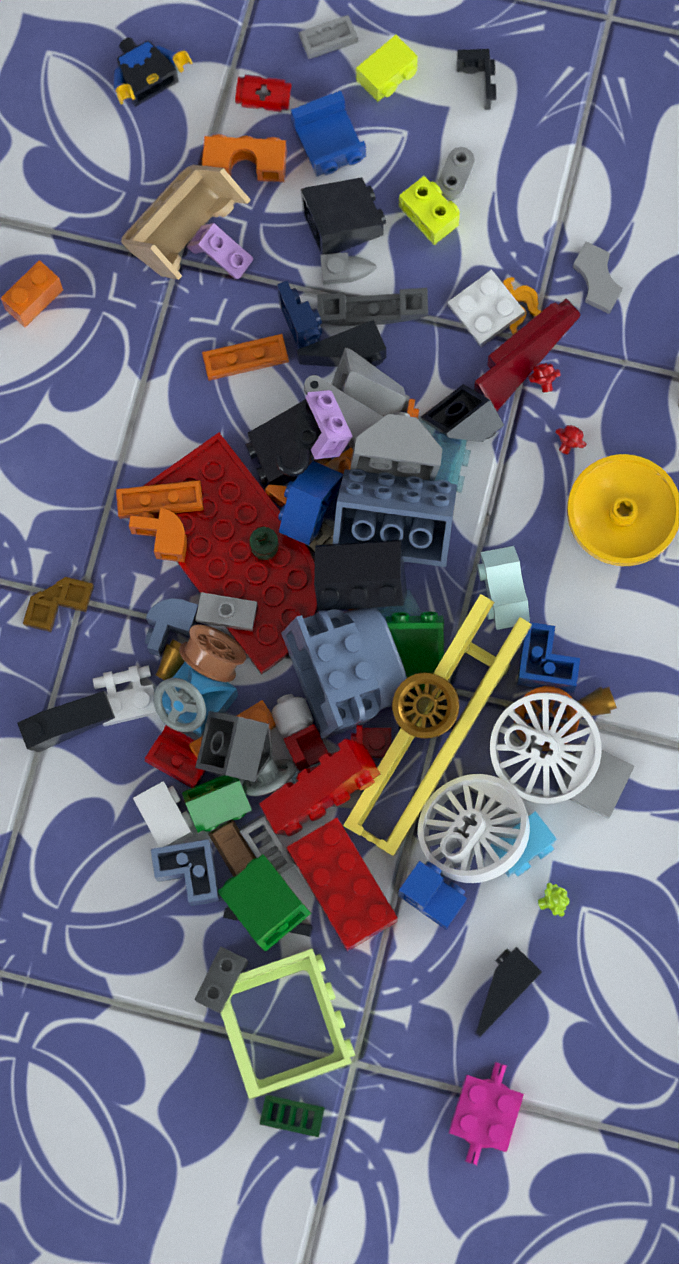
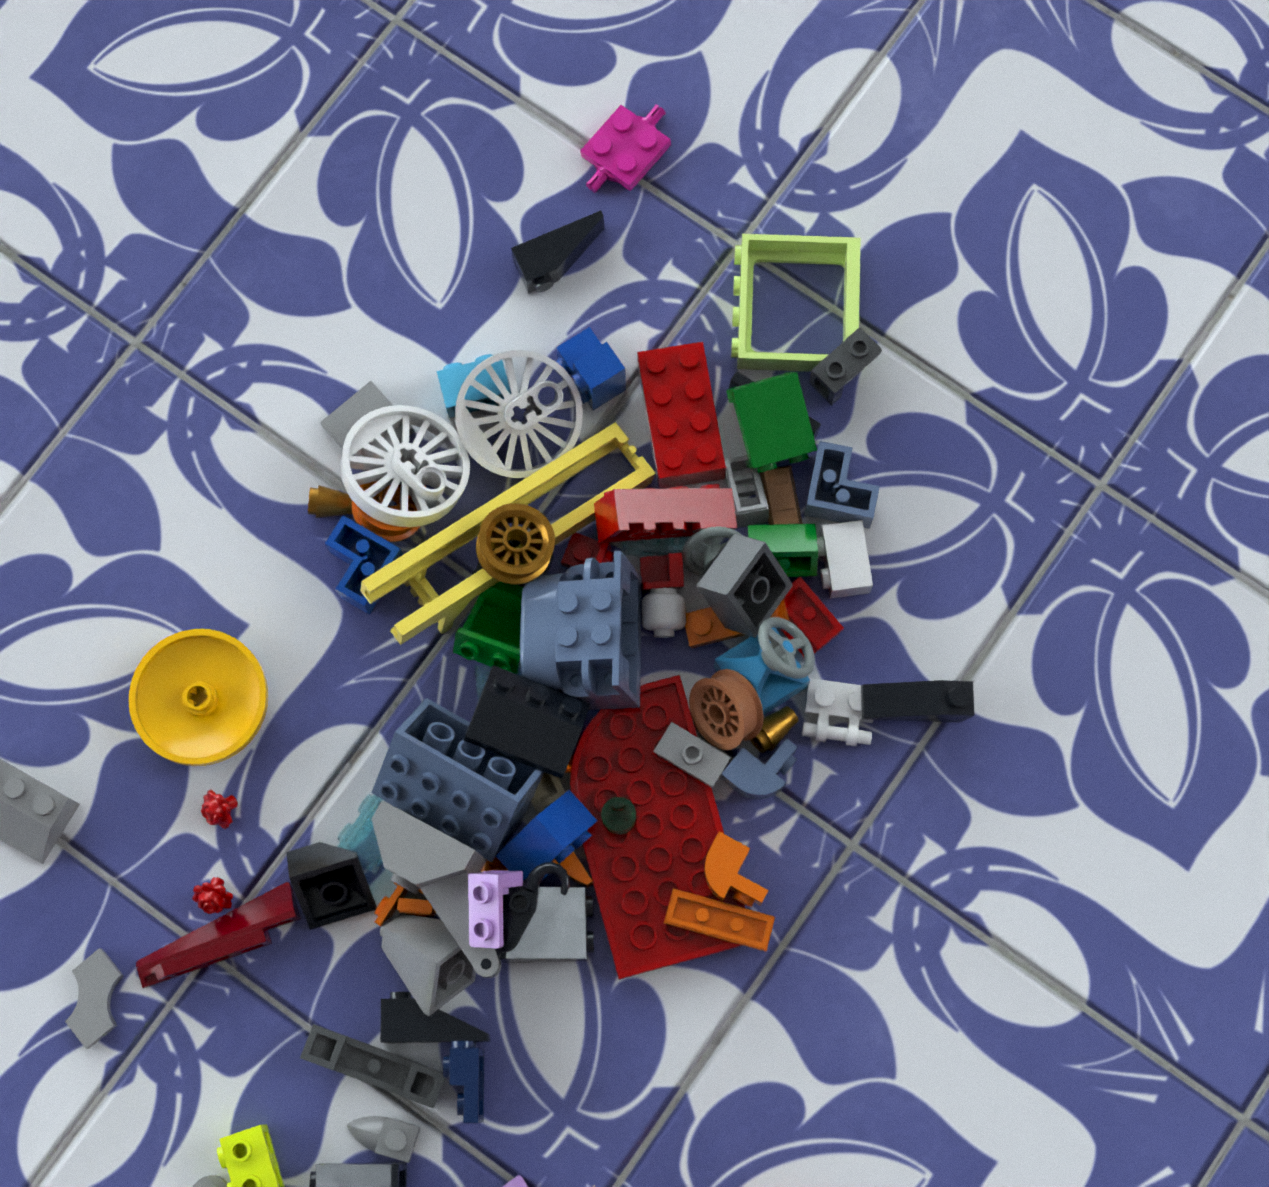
camera: 160 degrees left, 0 degrees up
(45, 604) = (868, 859): pearl gold tile -> none
(245, 357) = (550, 1067): orange tile -> none
(267, 1110) = (838, 211): dark green slope -> none
(486, 308) = (241, 1011): white plate -> none
(504, 586) = (370, 665): light aqua brick -> none
(522, 294) = (192, 1015): light orange piece -> none
(554, 899) = (465, 320): lime plant -> none

